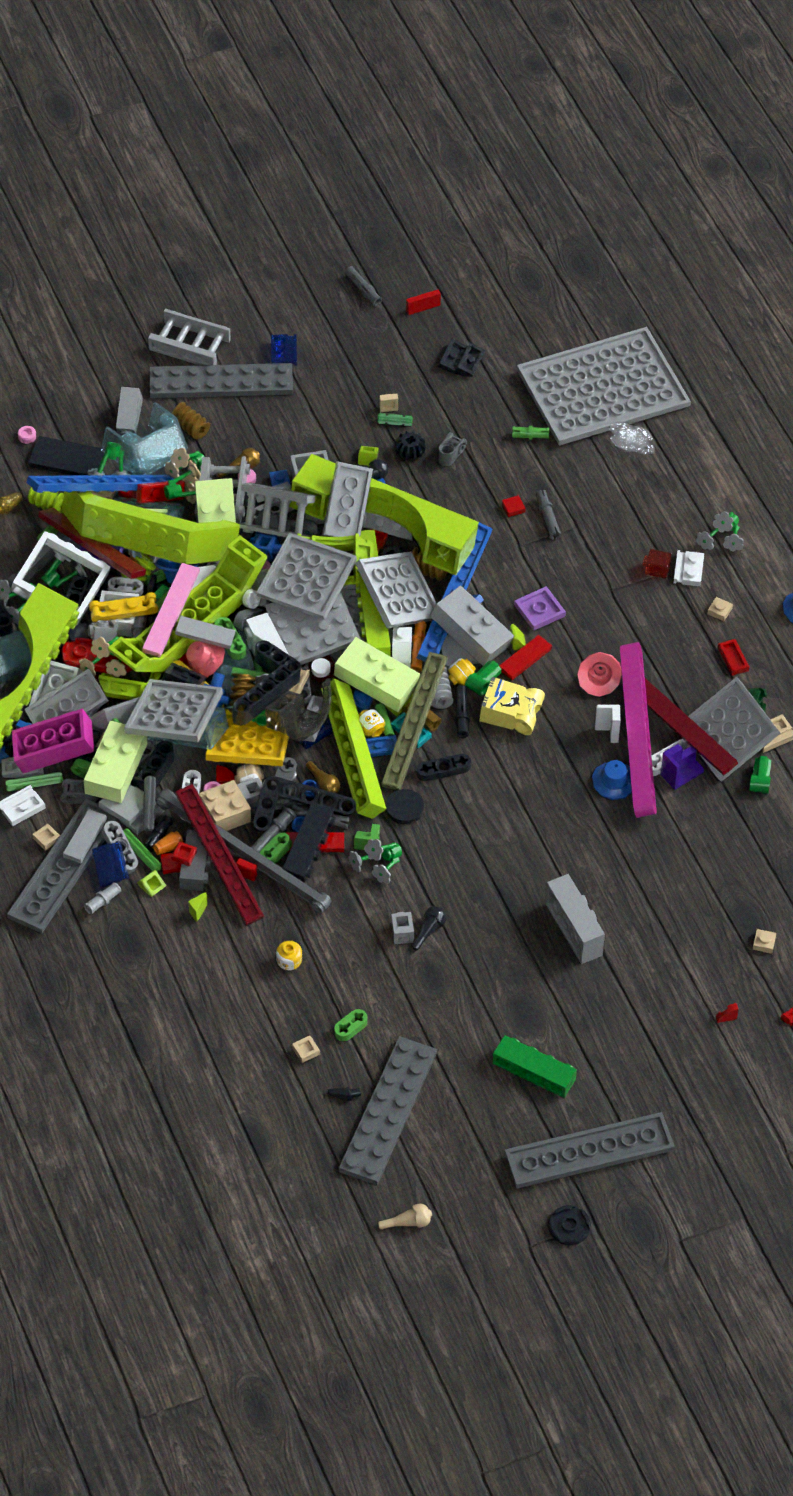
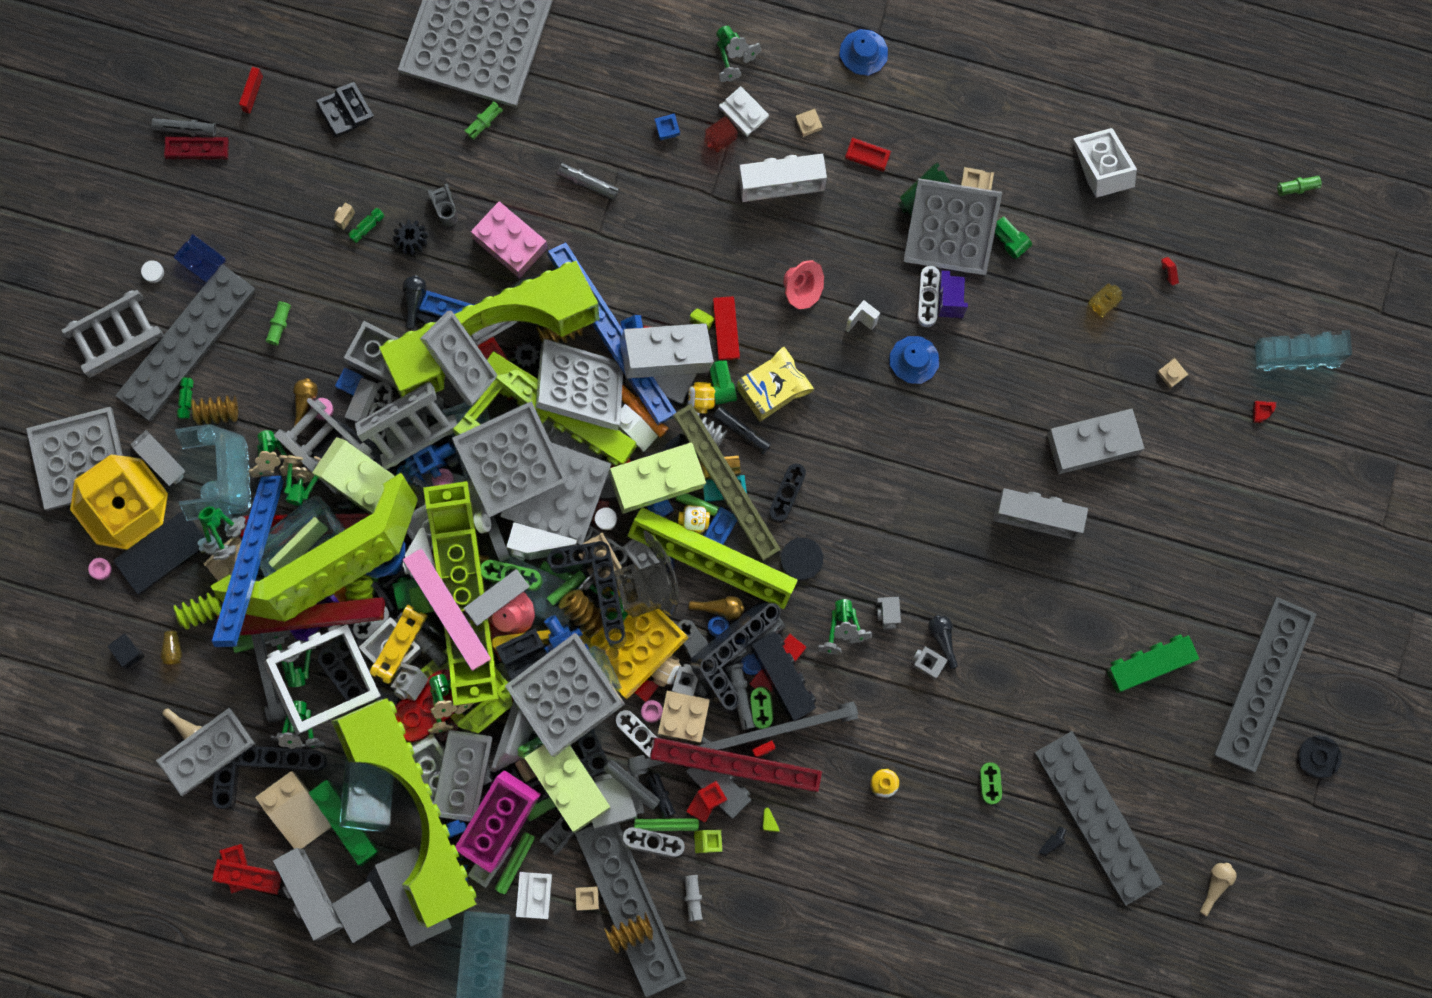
camera: 55 degrees left, 25 degrees up
(42, 869) = (630, 933): none -> pearl gold piece
(84, 836) = (618, 866): light grey tile -> none
(85, 425) = (125, 478): none -> yellow piece
(89, 375) = (68, 449): none -> light grey plate
(110, 863) = (665, 866): clear blue plate -> none
(155, 492) = (281, 510): red tile -> none
(167, 843) = (682, 795): orange cone -> none
(193, 398) = (185, 398): none -> green axle
(251, 333) = (152, 271): none -> white tile
(281, 416) = (278, 323): none -> bright green pin
(306, 1049) = (987, 841): tan plate -> none
(356, 302) = (196, 148): none -> dark red tile
(361, 838) = (811, 618): bright green panel -> none
(367, 454) = (386, 281): lime slope -> none
(416, 880) = (888, 612): none -> light grey brick
(463, 492) = (509, 239): none -> bright pink brick
(513, 506) = (552, 202): red tile -> none
(539, 608) = (685, 273): medium lavender plate -> none
(631, 438) = (565, 41): clear shield -> none
(632, 532) = (667, 127): none -> blue plate
(638, 730) = (887, 300): dark pink beam -> none
(661, 612) = (782, 177): none -> white brick
(664, 922) = (1095, 441): none -> light grey brick
(689, 730) = (911, 259): dark red tile -> none
(728, 1014) = (1221, 463): red tile -> none
(775, 862) = (1101, 304): none -> clear yellow brick

